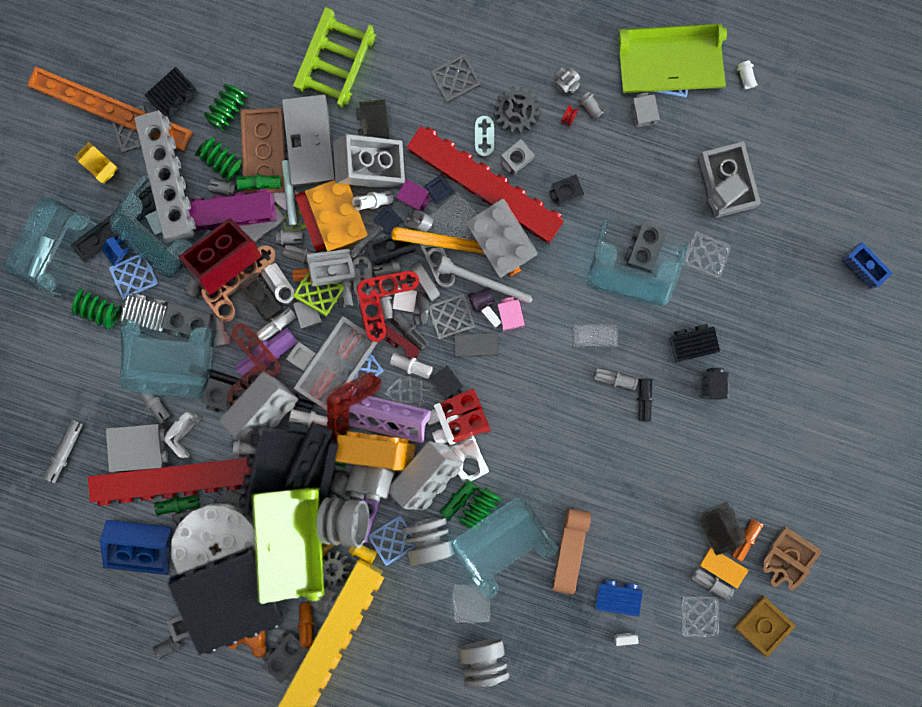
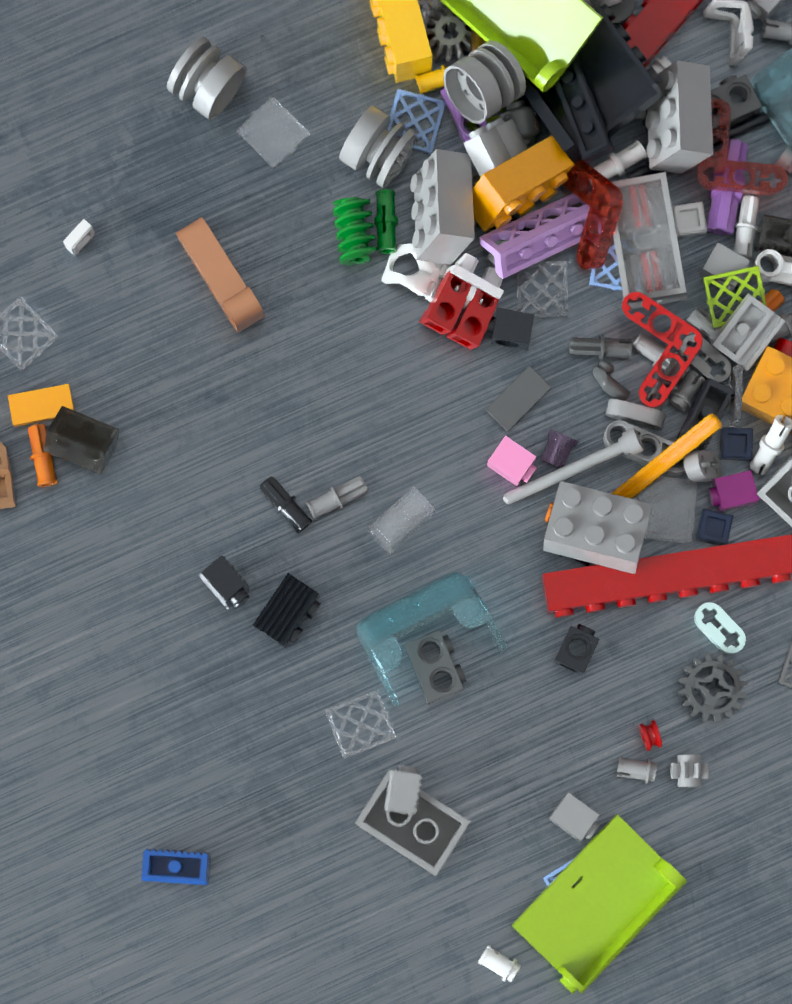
camera: 140 degrees right, 5 degrees down
(395, 339) = (607, 325): dark red plate -> none
(405, 301) = (634, 375): white tile -> none
(411, 365) = (566, 312): white axle -> none
(447, 302) = (583, 384): light grey window -> none
(491, 317) = (530, 440): white tile -> none
(500, 542) = (302, 211): clear light blue windscreen -> none
(518, 148) = (660, 649): light grey brick -> none
(618, 598) = (125, 271): blue brick -> none
(712, 584) = (37, 375): light grey axle -> none

